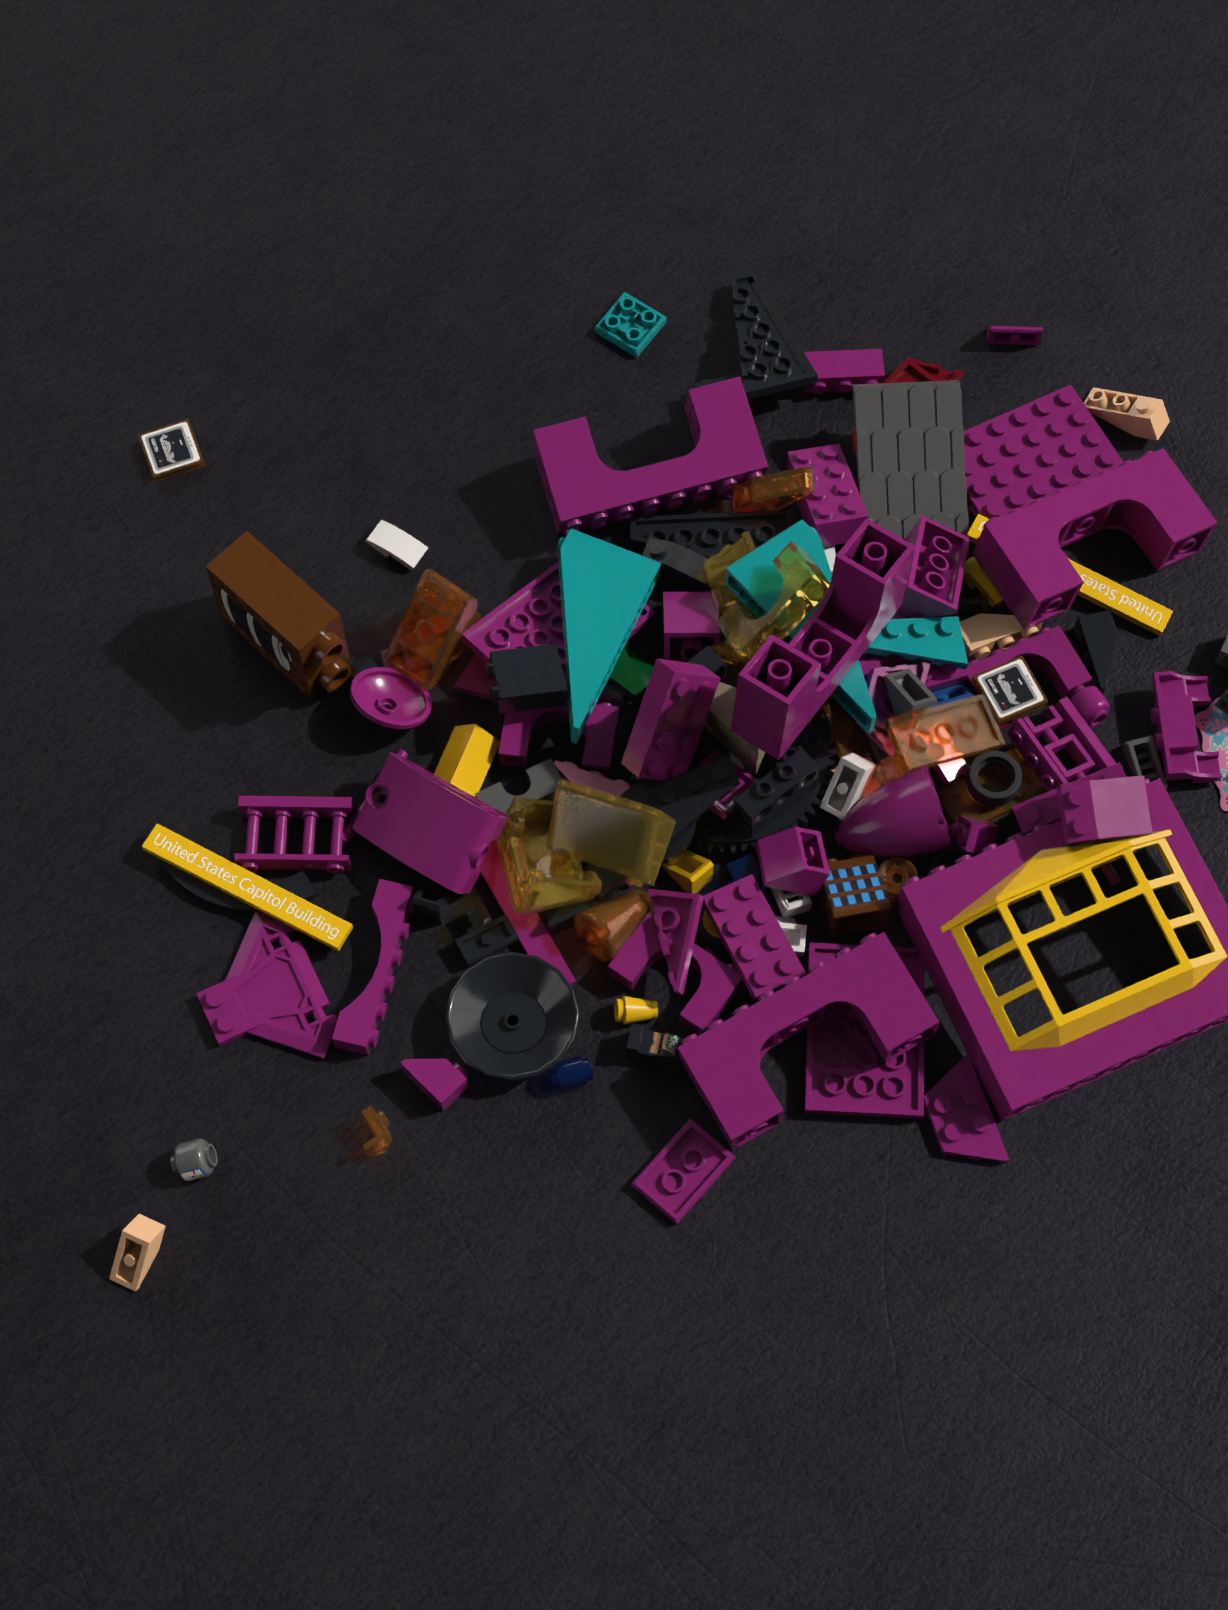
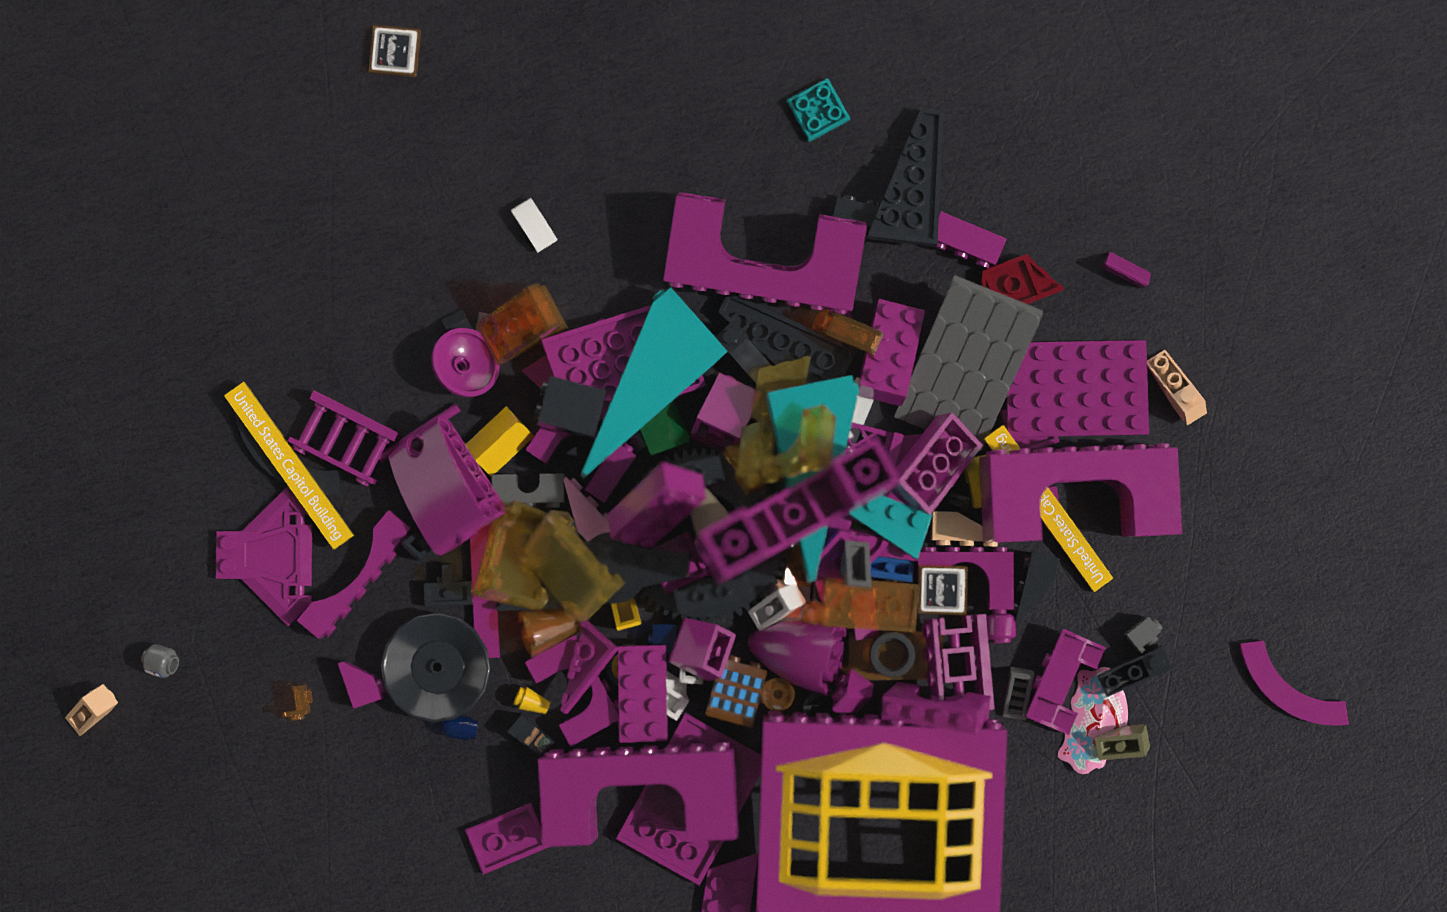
camera: 25 degrees right, 20 degrees up
(280, 616) = (406, 261): reddish brown brick -> none
(1103, 809) = (944, 741): magenta slope -> none

